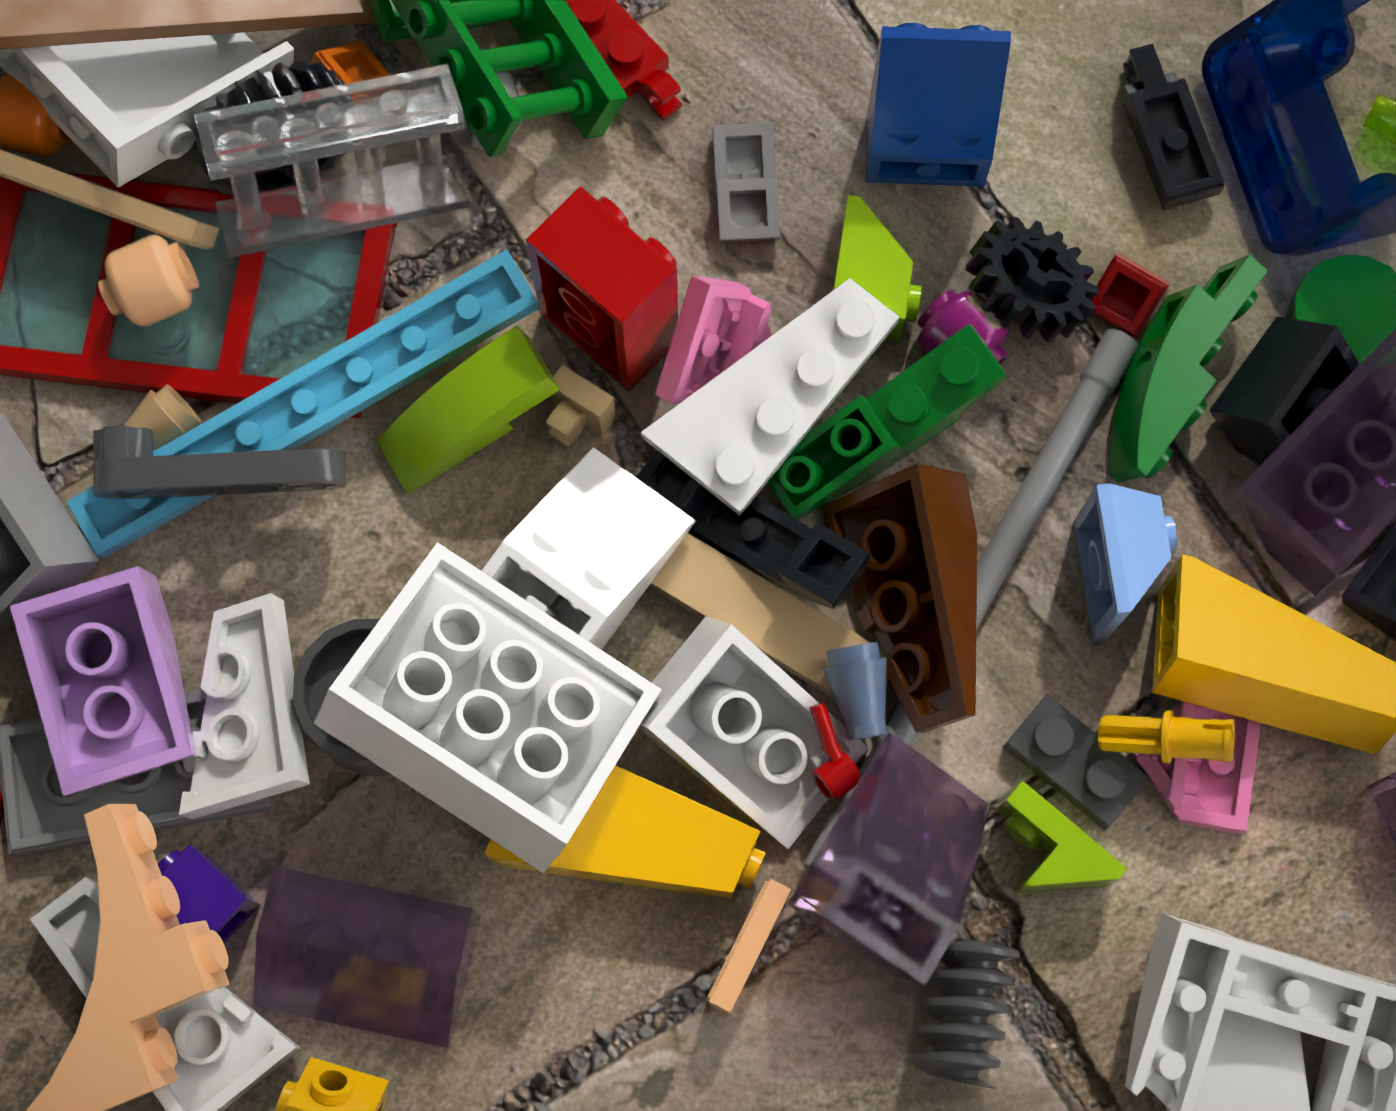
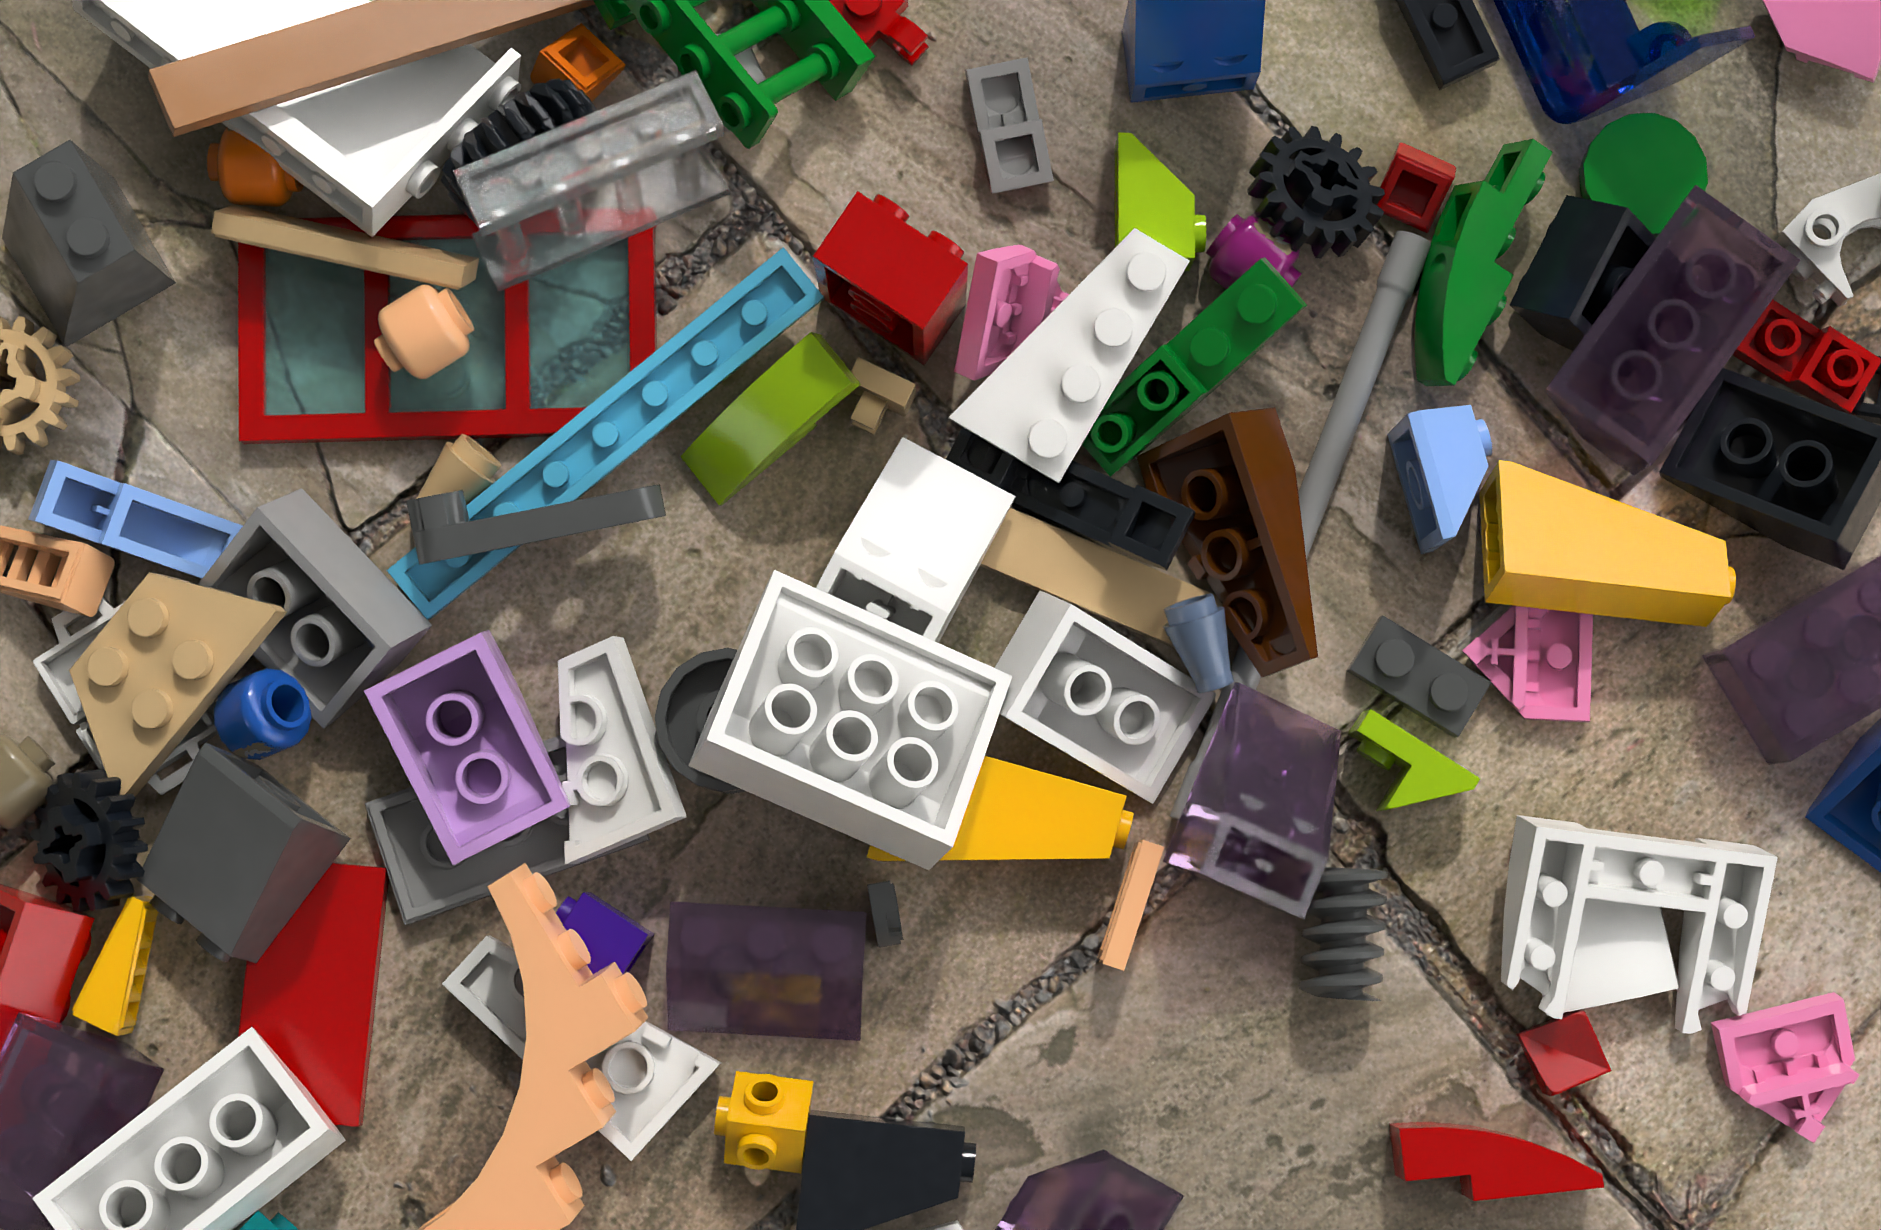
camera: 10 degrees left, 10 degrees up
(496, 917) = (885, 913): none -> dark grey tile
(838, 773) = (1192, 726): red hand -> none
(1168, 736) = (1504, 645): yellow axle -> none

